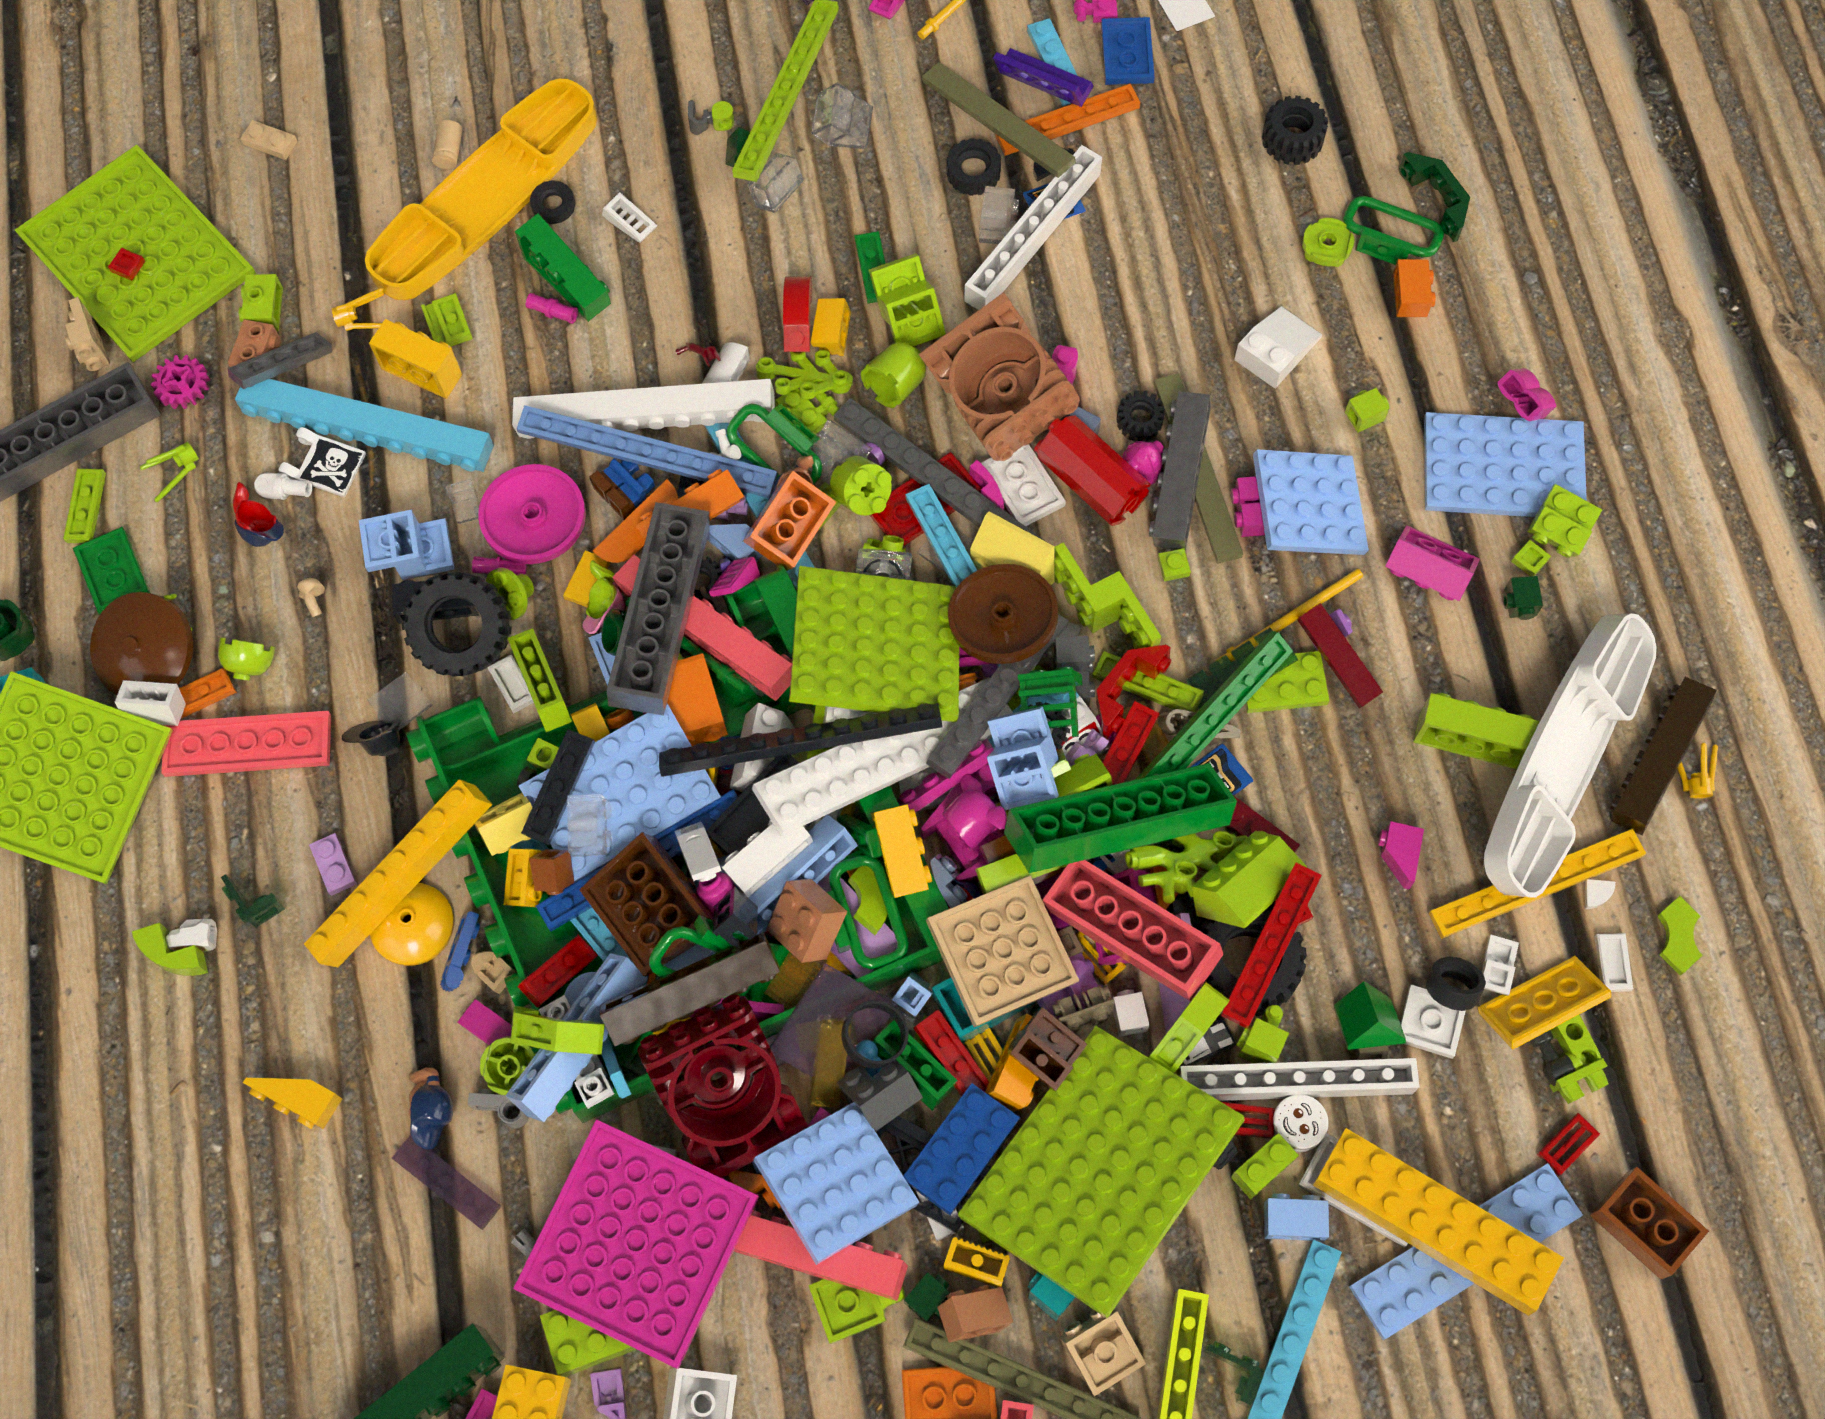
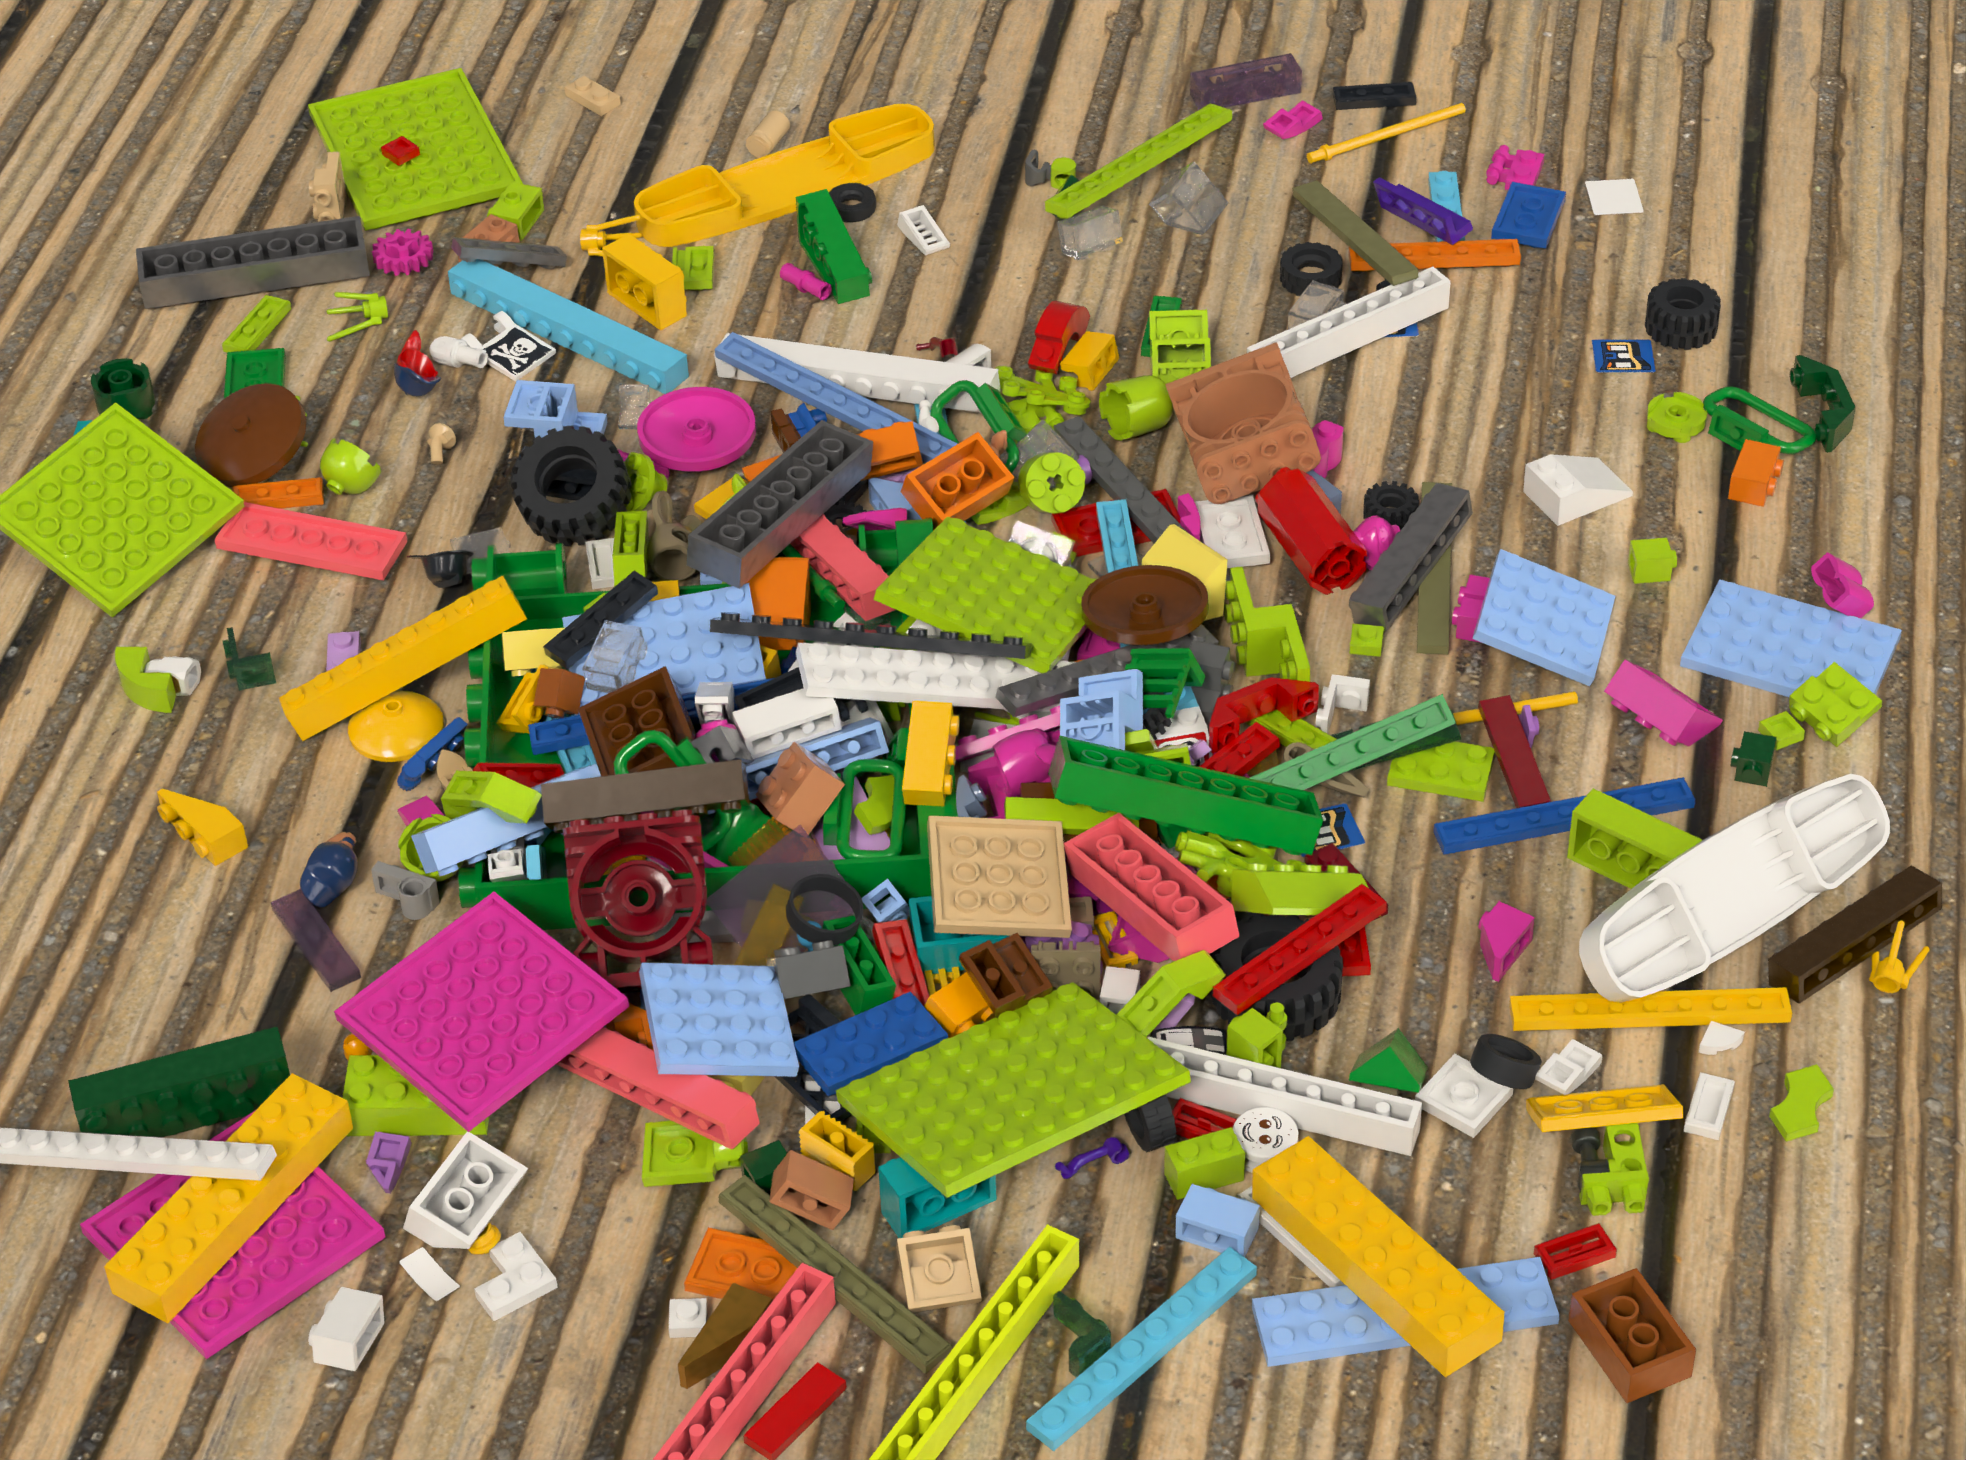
camera: 20 degrees right, 25 degrees down
(151, 701) = (238, 472): white brick -> none
(568, 655) = (670, 540): none -> dark tan piece
(1184, 632) = (1342, 693): none -> white bracket
(1258, 184) = (1623, 355): none -> sticker
(1396, 701) = (1553, 816): none -> blue tile

